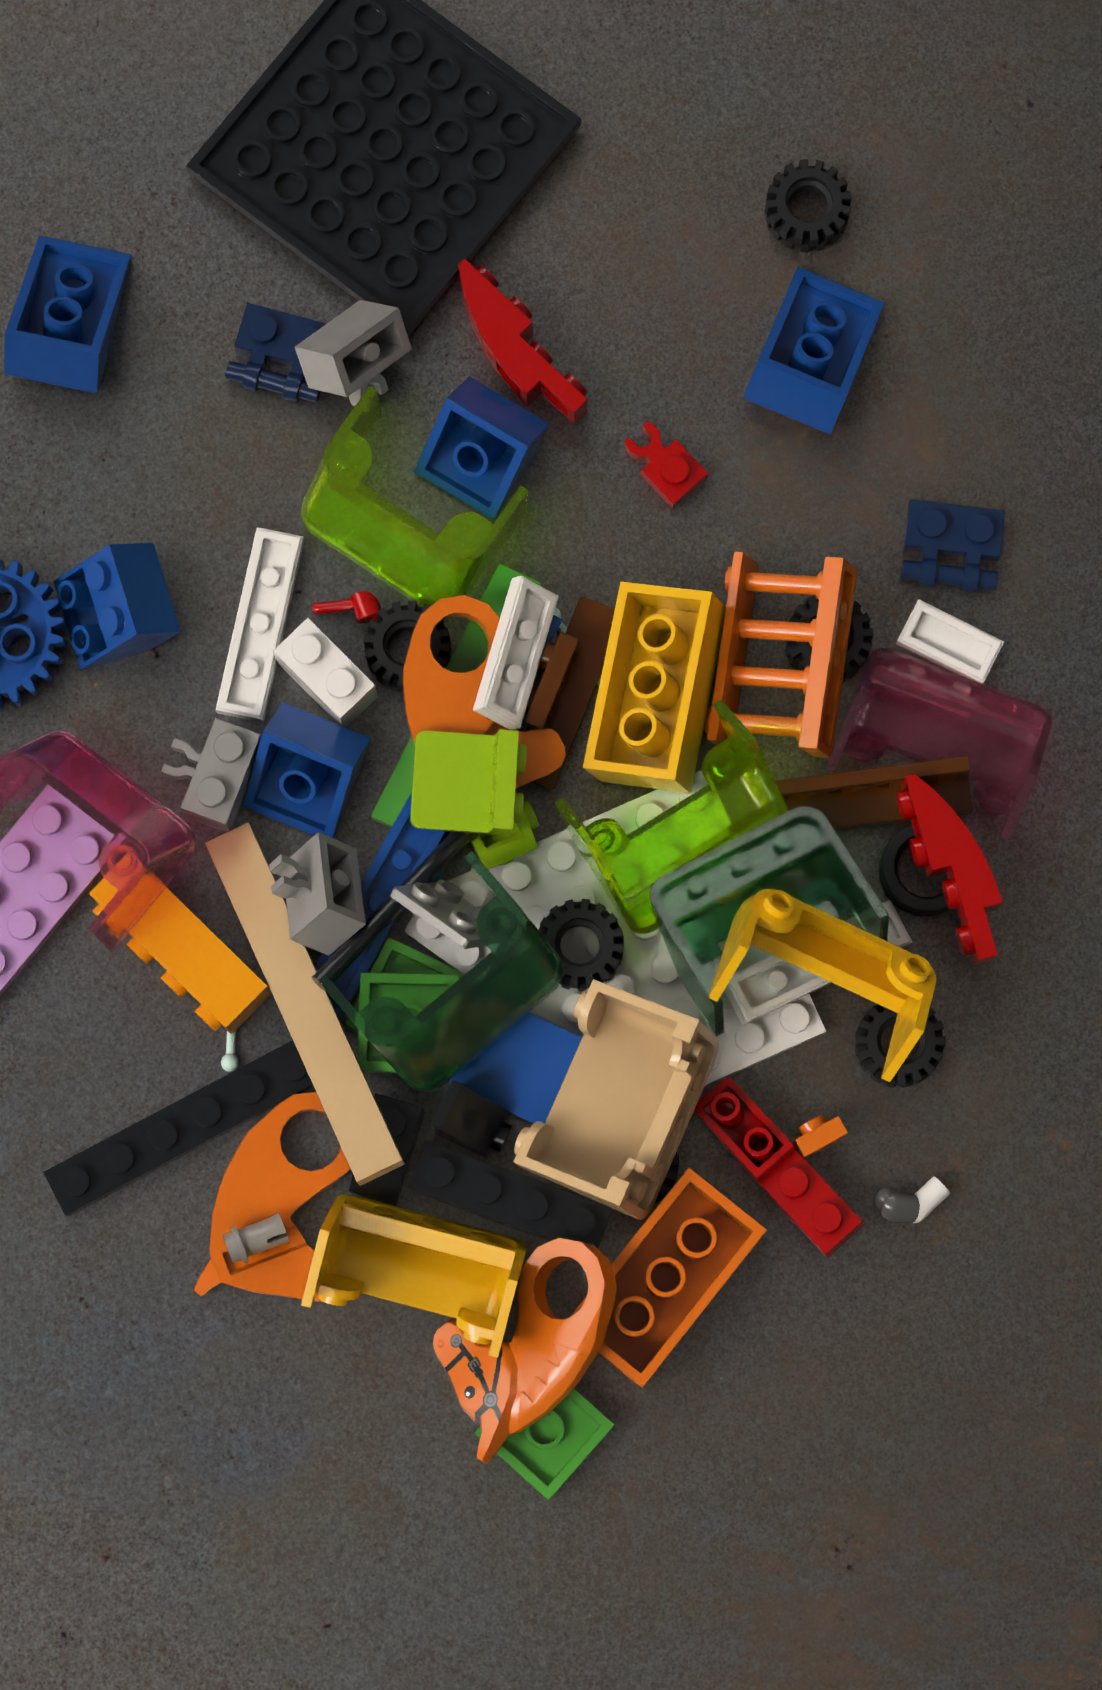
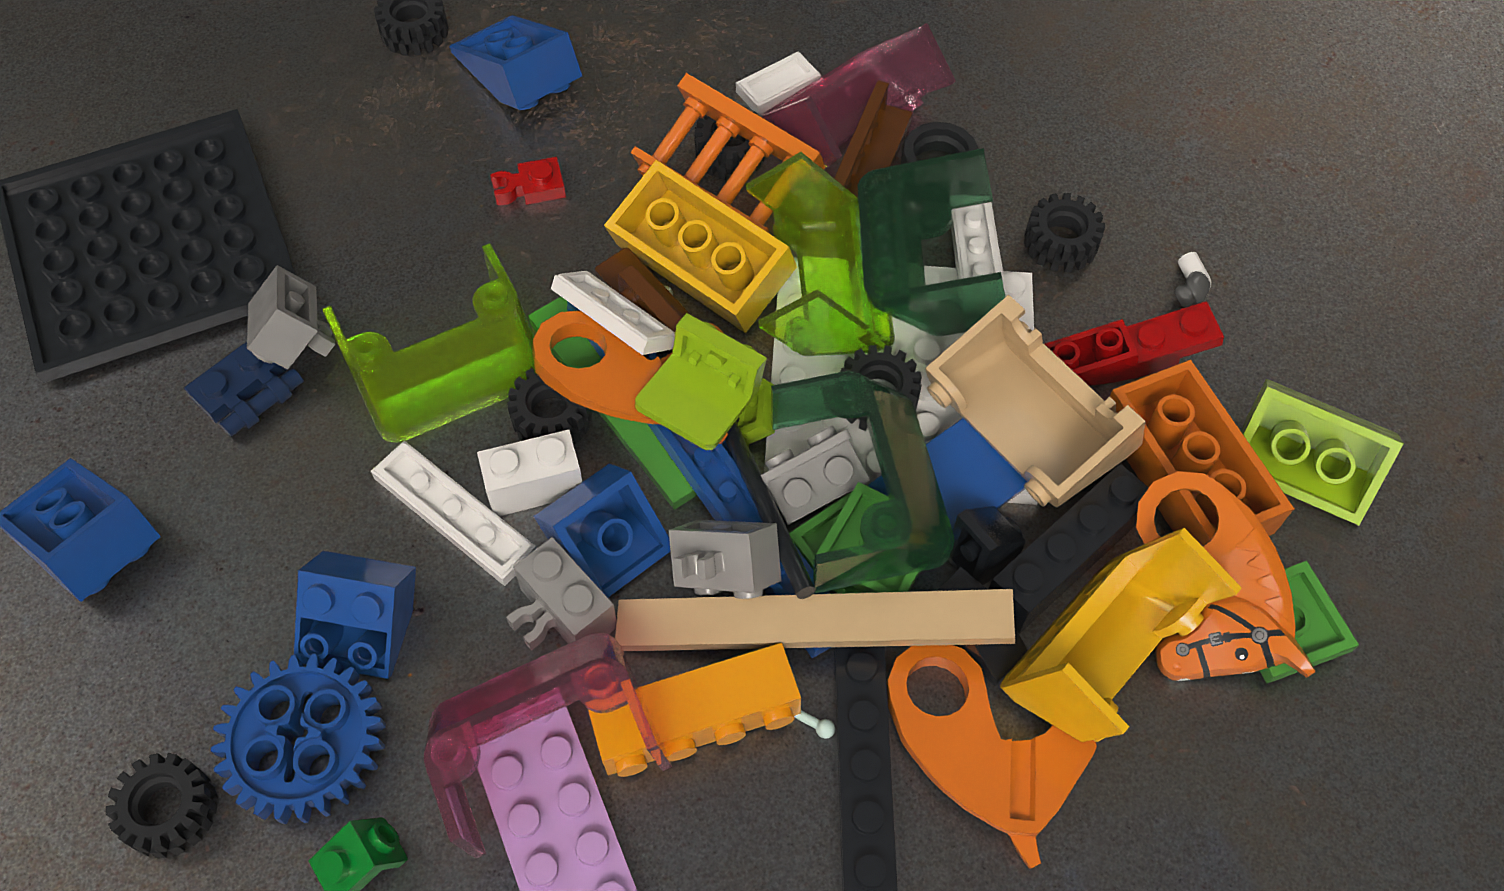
camera: 65 degrees left, 20 degrees down
(255, 1238) = (1014, 774): light grey pin -> none
(363, 603) = (491, 424): red hand -> none
(480, 447) = (428, 283): blue slope -> none
(503, 334) = (352, 230): red slope -> none
(752, 1392) = (1320, 450): none -> lime slope
(818, 1135) = (1116, 305): orange plate -> none
(837, 954) = (966, 215): yellow windscreen -> none
(948, 847) = (966, 118): red slope -> none
(957, 532) = (701, 46): dark blue plate -> none

